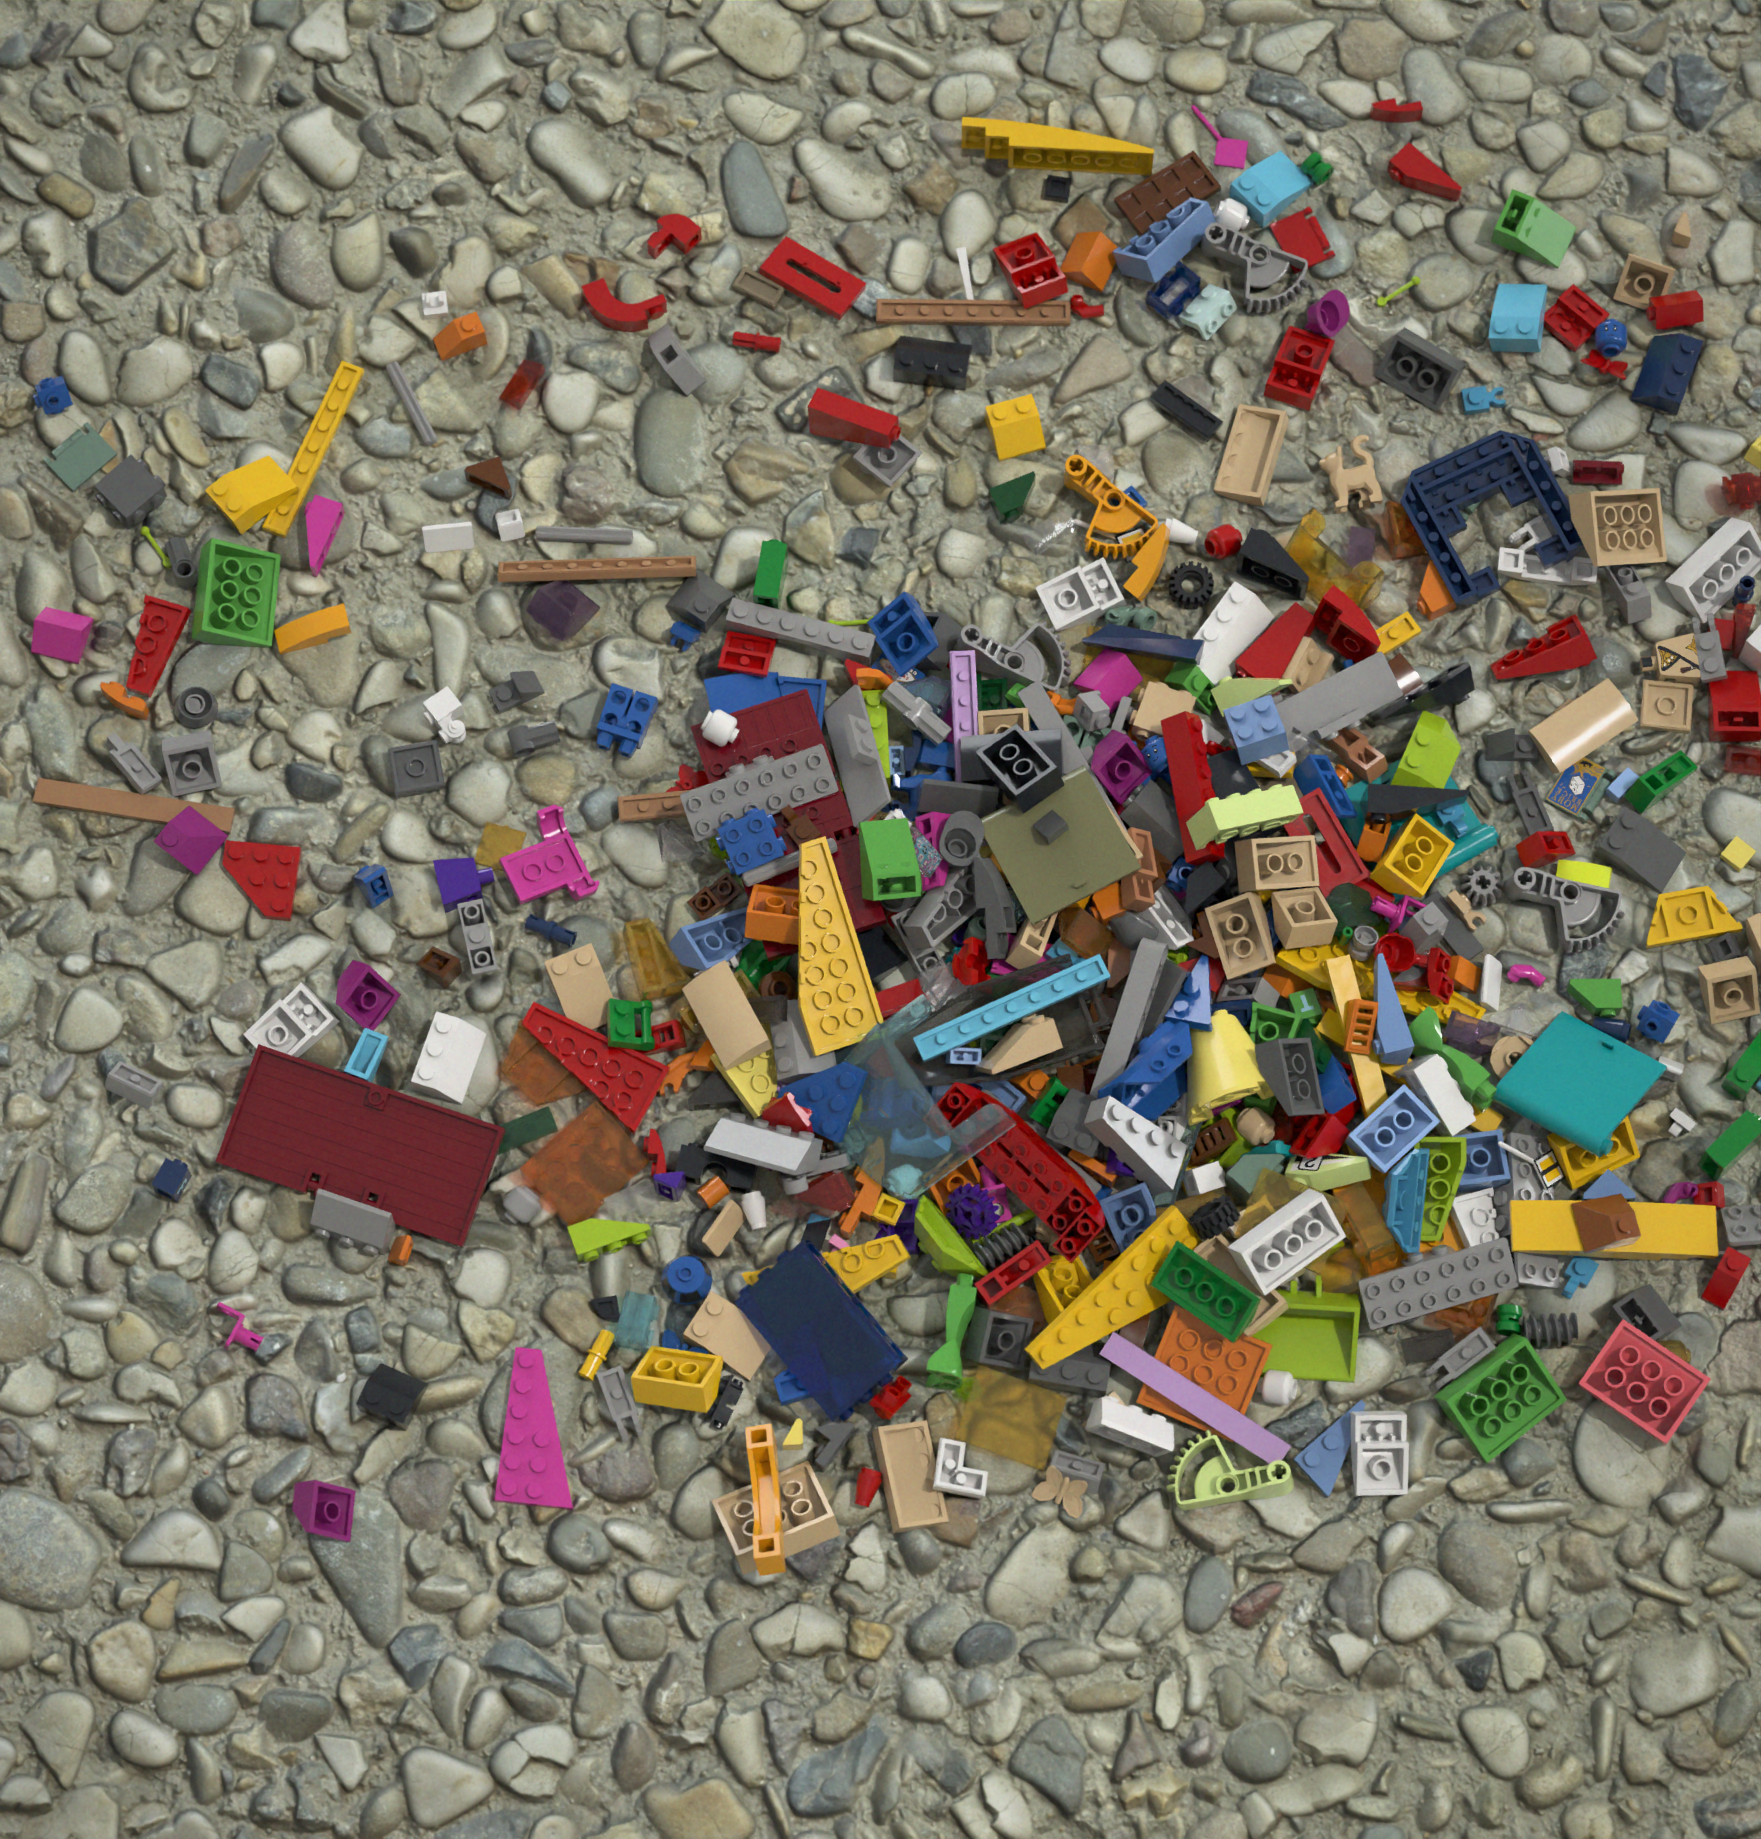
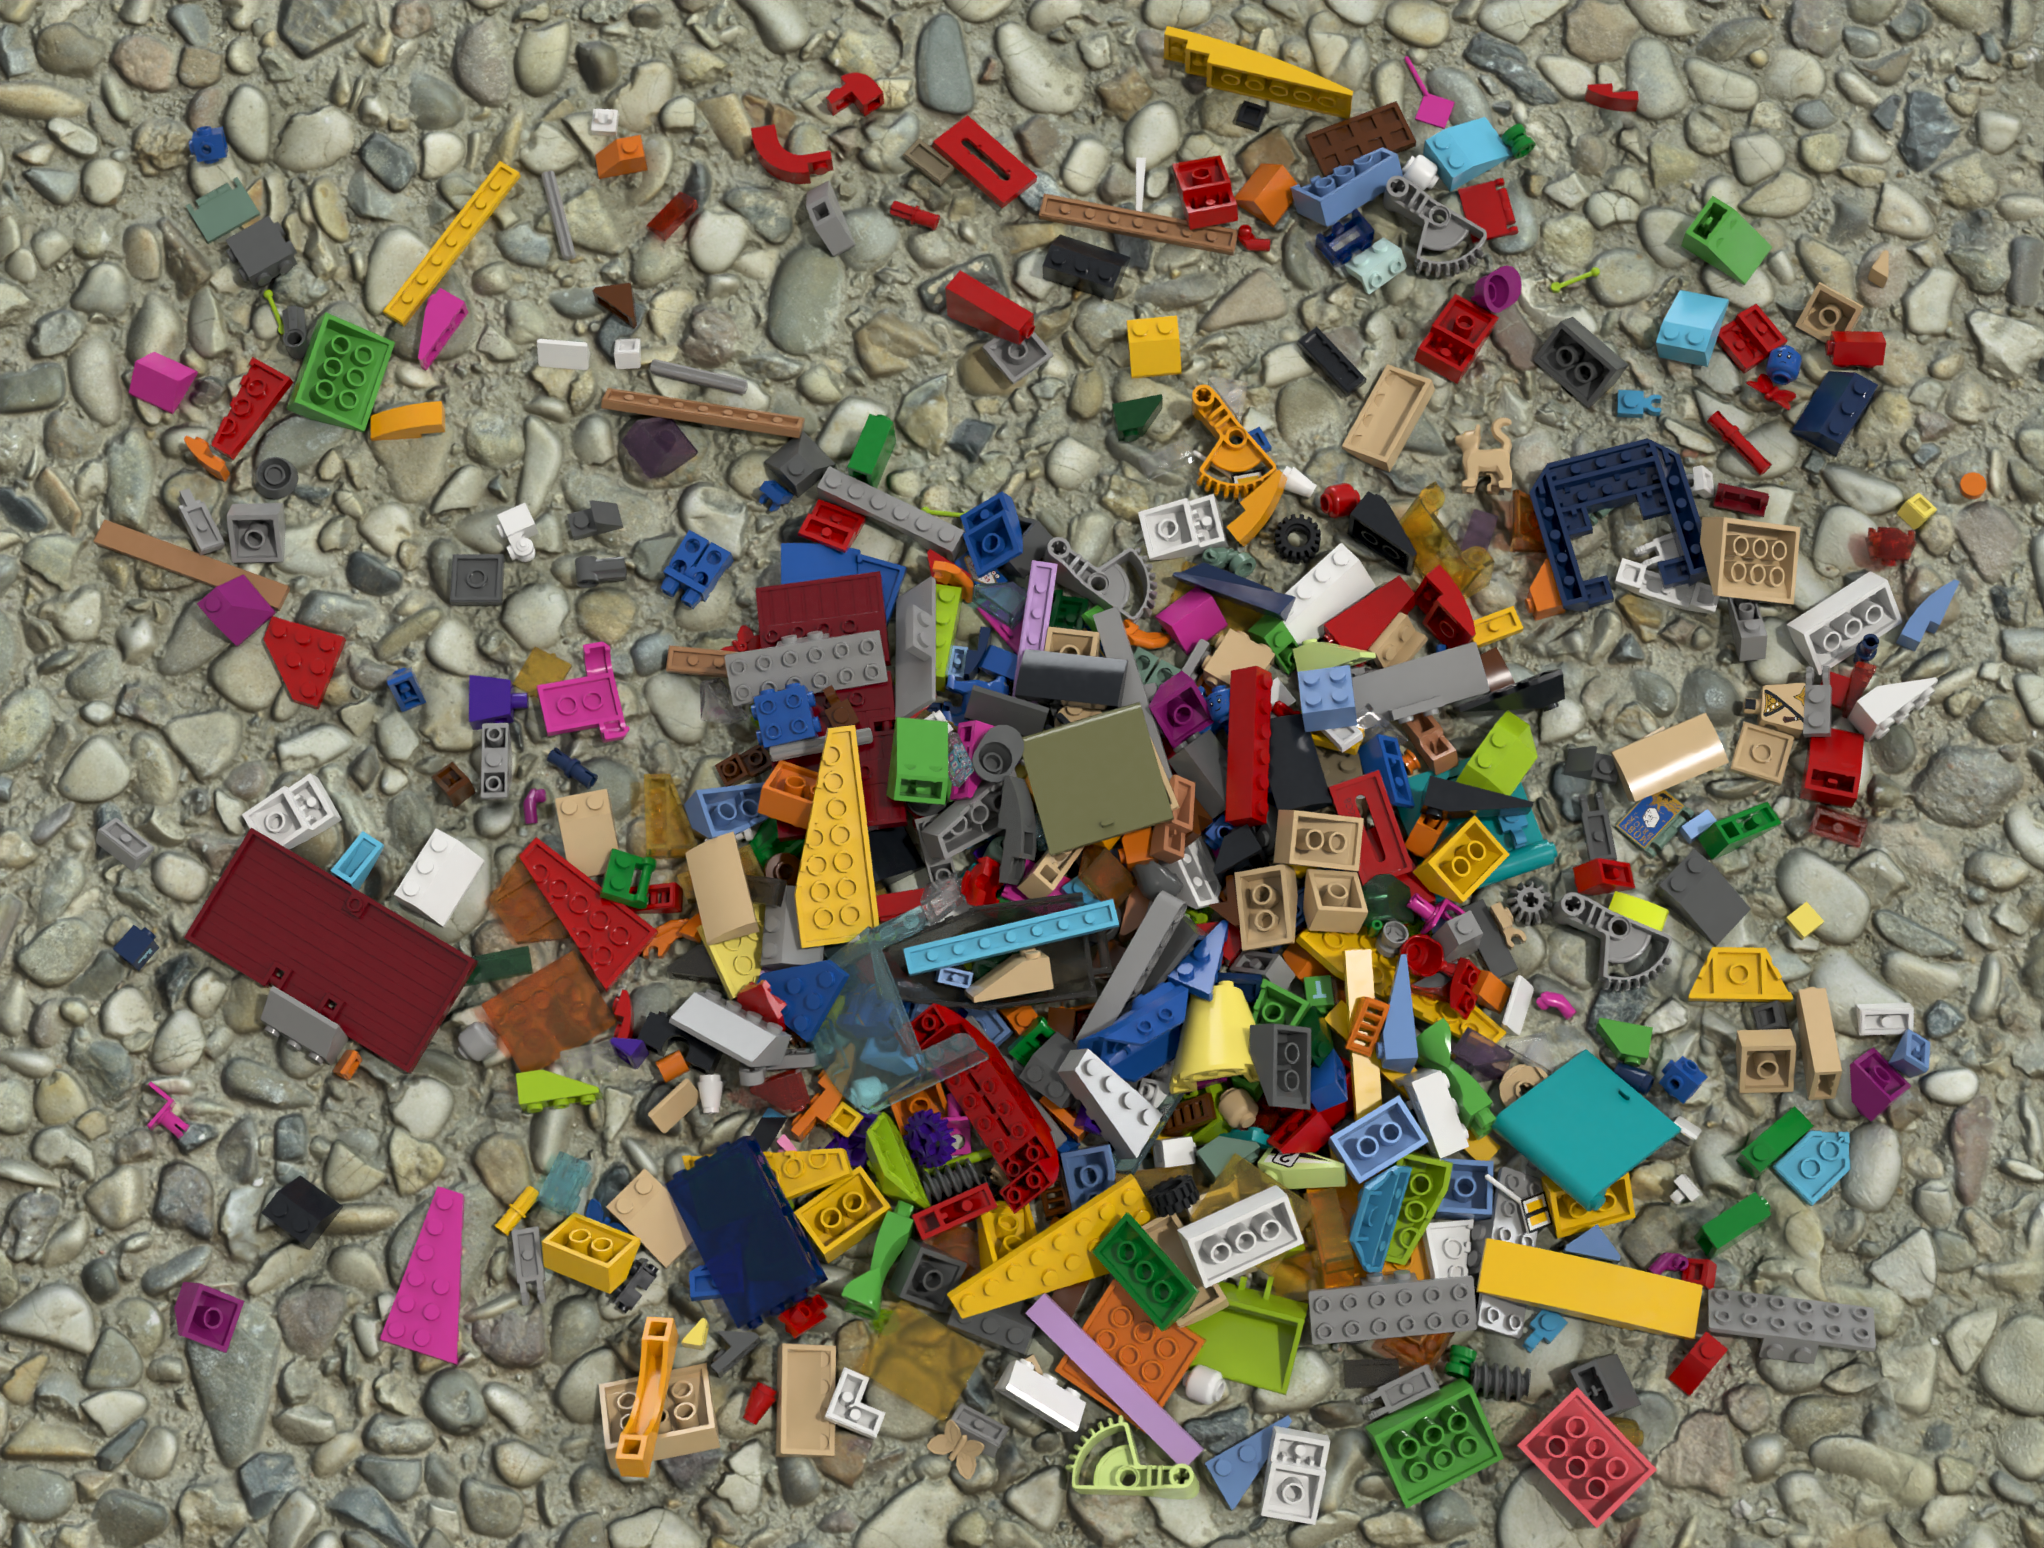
camera: 15 degrees right, 0 degrees up
(251, 492) = (378, 274): yellow slope -> none
(364, 995) = (370, 799): magenta slope -> none
(518, 972) = (530, 803): none -> magenta arm
(607, 1308) = (539, 1163): black tile -> none
(686, 1279) = (625, 1151): blue cone -> none
(719, 728) = (782, 594): white head -> none
(908, 1297) = (843, 1214): none -> yellow slope
(916, 713) = (986, 617): light grey piece -> none
(1020, 768) = (1072, 693): black brick -> none
(1051, 826) = (1091, 758): dark grey slope -> none
(1091, 711) = (1165, 648): light grey brick -> none
(1244, 814) = (1293, 783): yellowish green wedge -> none
(1421, 174) = (1623, 165): red slope -> none
(1560, 649) = (1663, 674): red wedge -> none
(1585, 419) = (1739, 442): none -> red pin
(1605, 1223) = (1580, 1282): dark orange slope -> none

